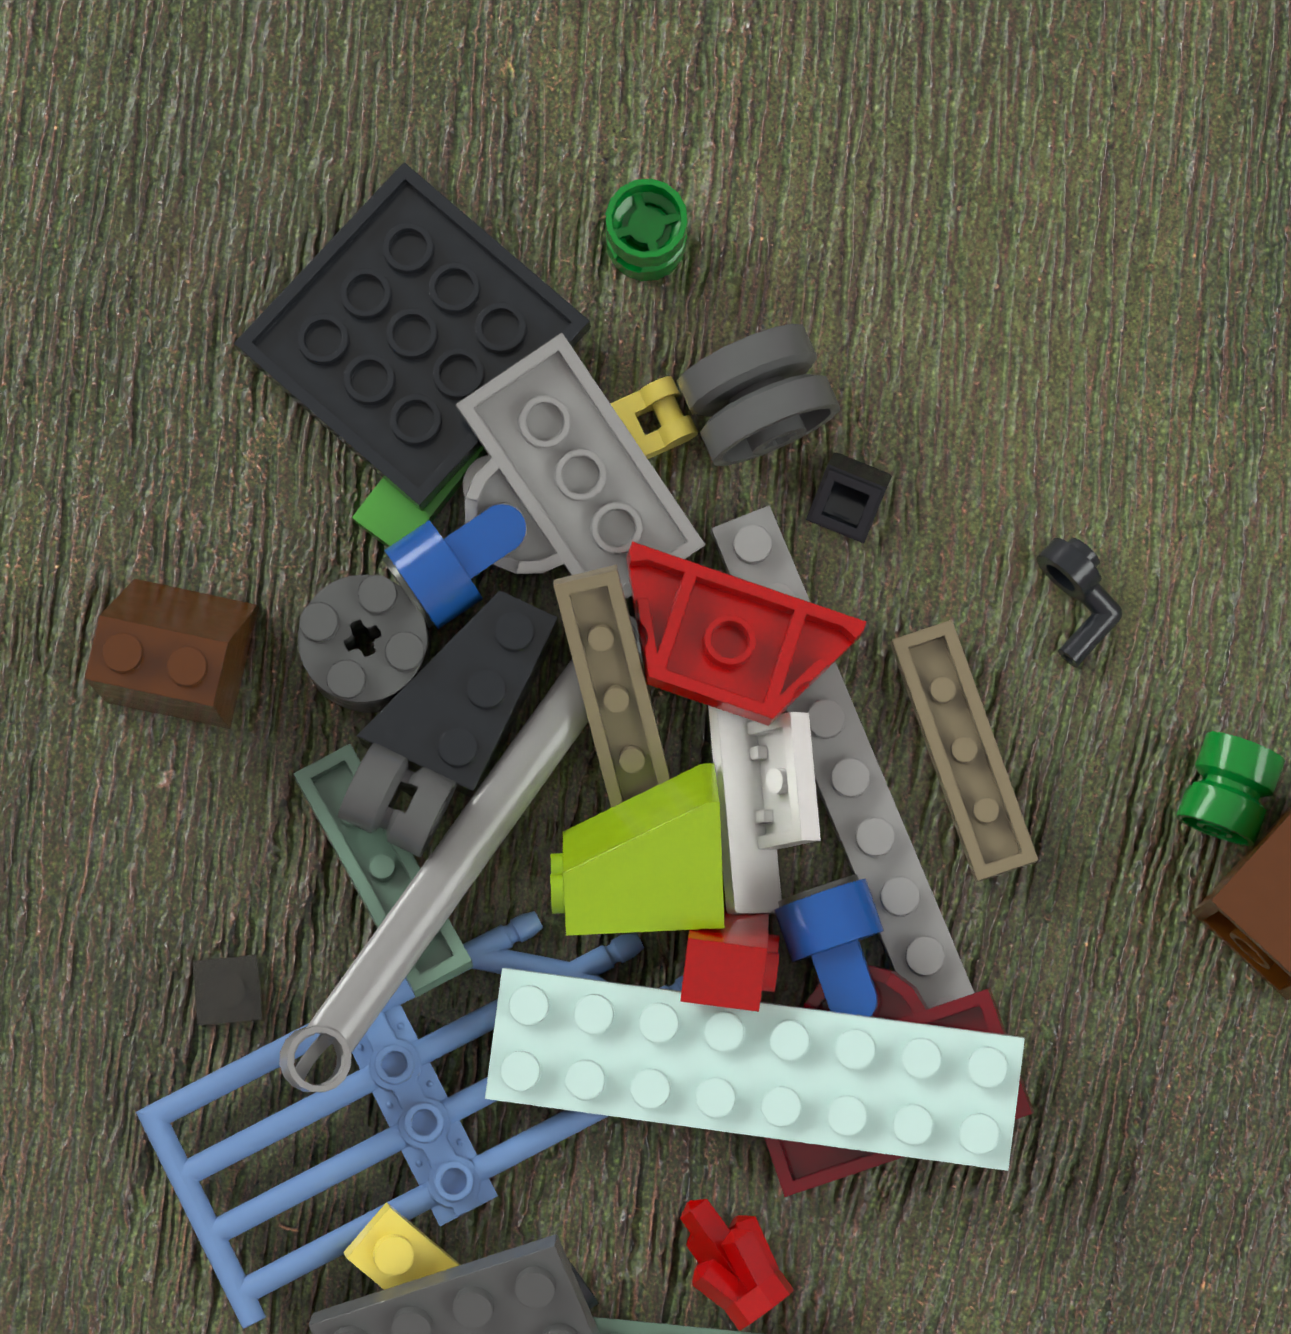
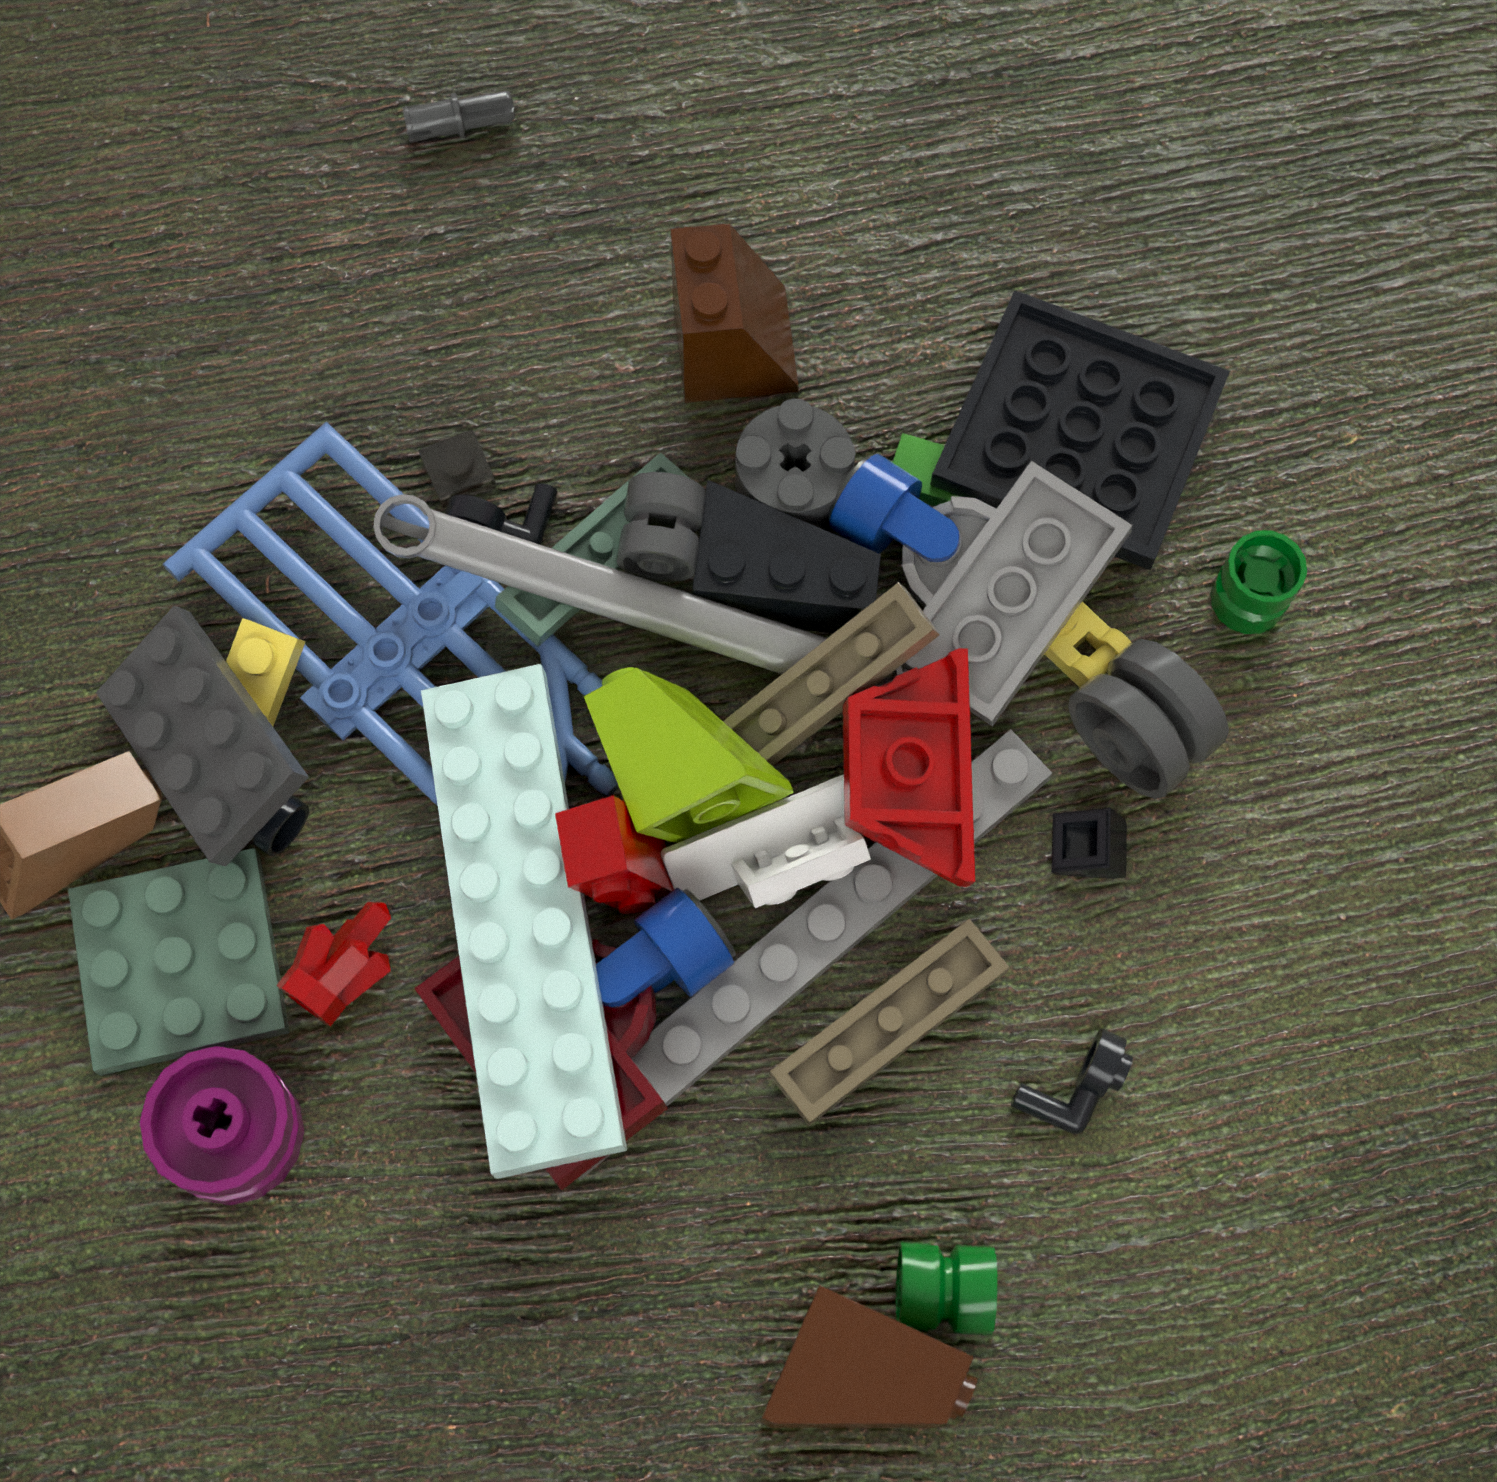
camera: 70 degrees right, 10 degrees down
(306, 987) = (491, 516): none -> black plate

